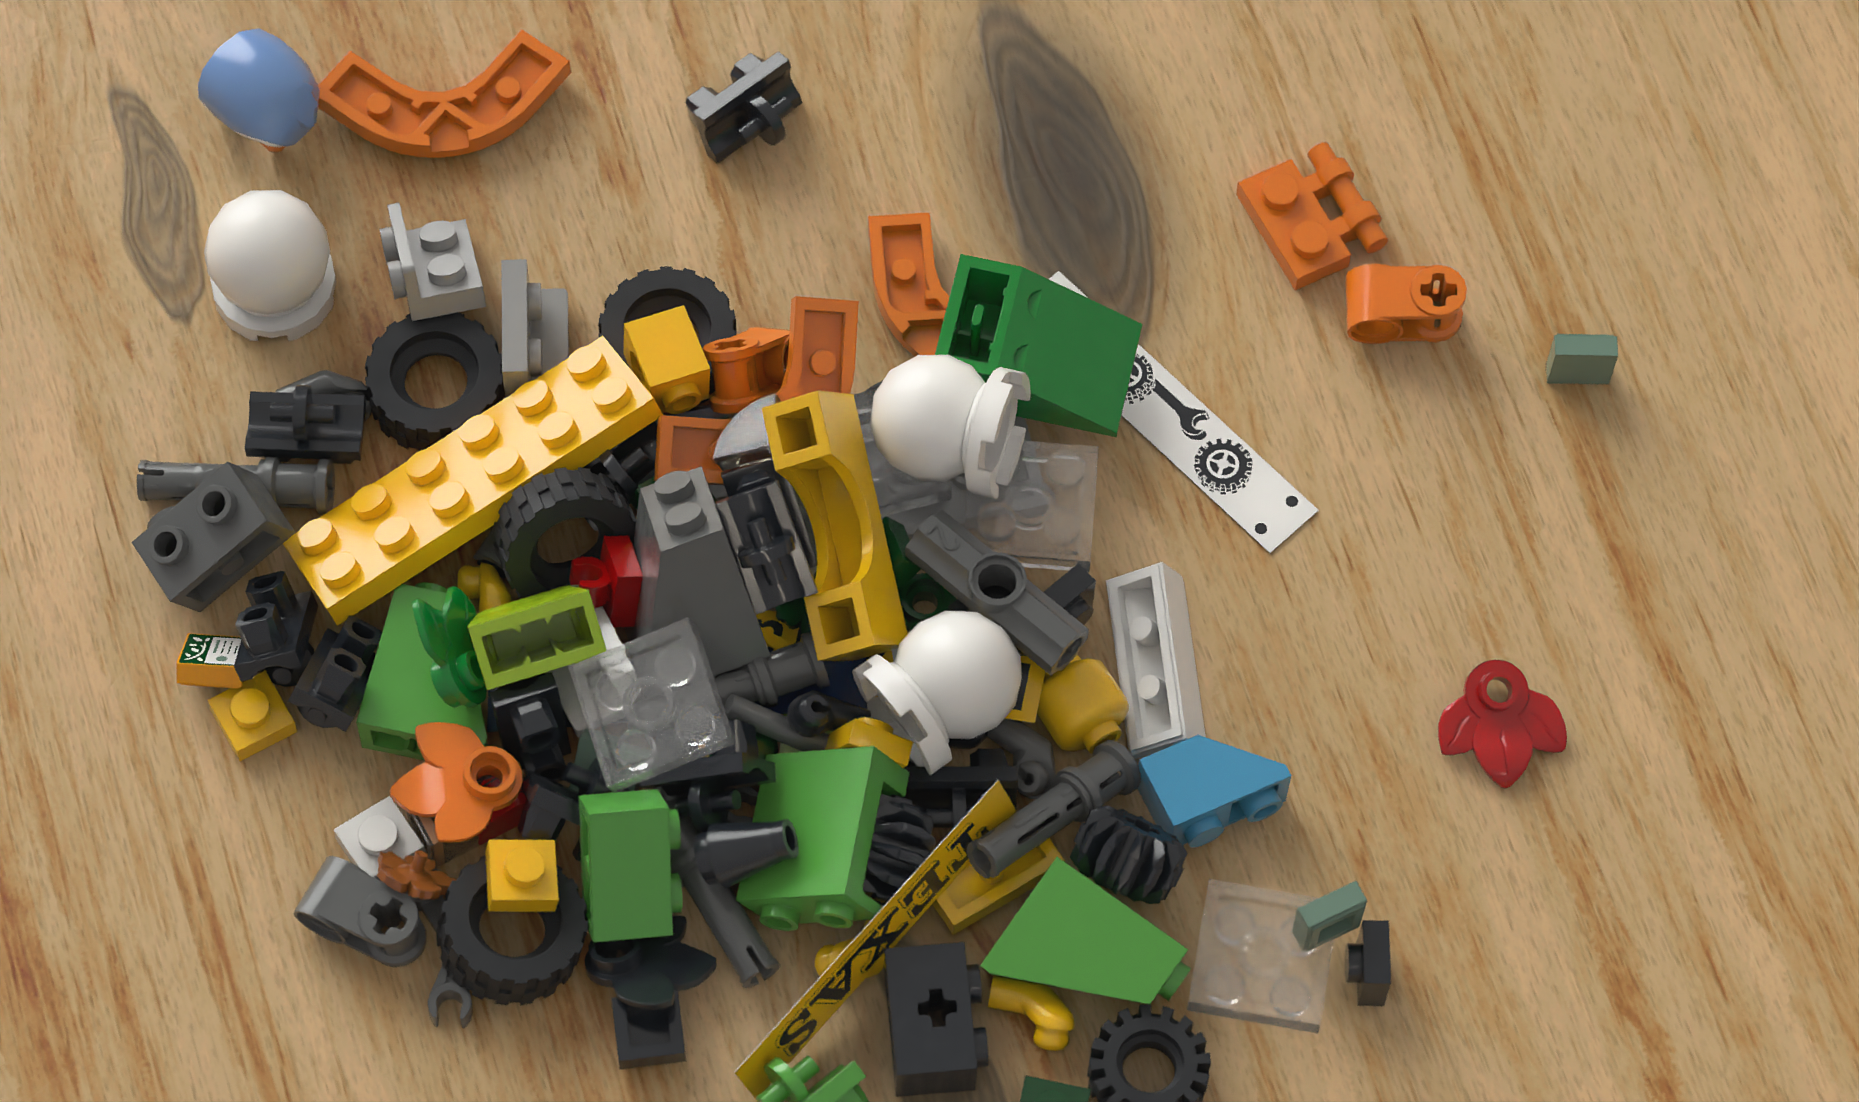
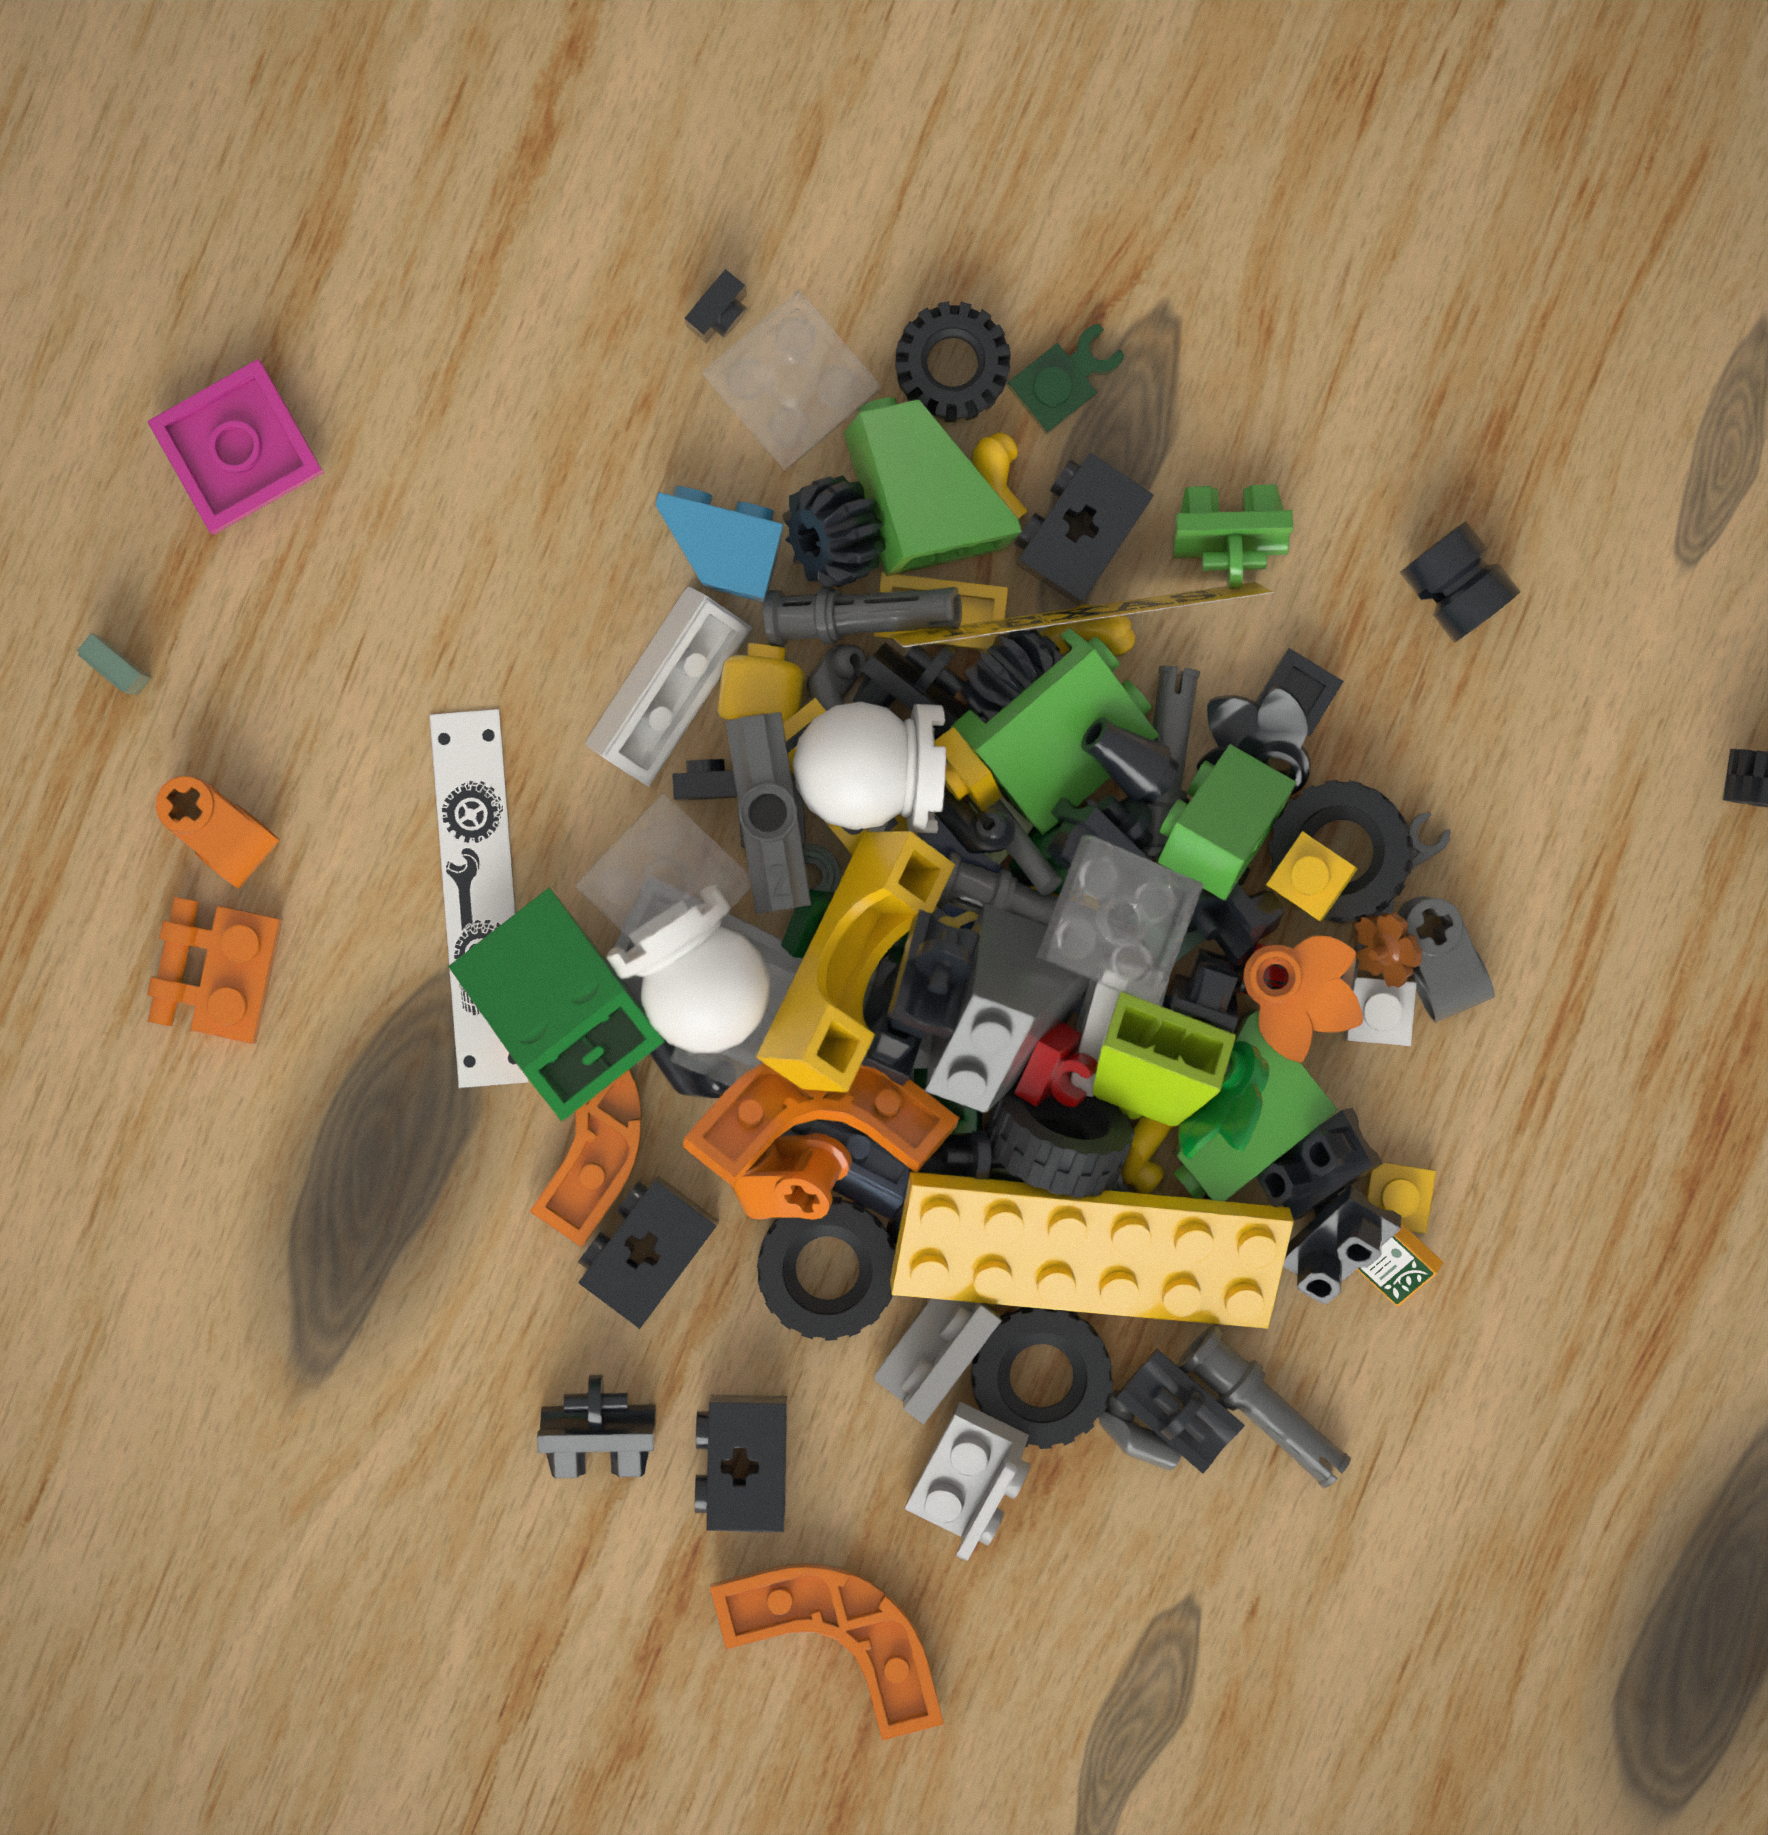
camera: 140 degrees left, 25 degrees up
(212, 536) = (1327, 1366): dark grey brick -> none
(260, 89) = (988, 1749): medium blue piece -> none
(270, 266) = (1101, 1580): white tile -> none
(615, 162) = (739, 1502): none -> black brick
(668, 359) = (862, 1224): yellow brick -> none
(745, 437) = (869, 1093): clear smoke tile -> none
(812, 219) = (638, 1288): none -> black brick
(1329, 916) = (728, 354): sand green tile -> none
(1504, 731) = (451, 411): red plate -> none
(1639, 580) = (235, 447): none -> dark pink plate

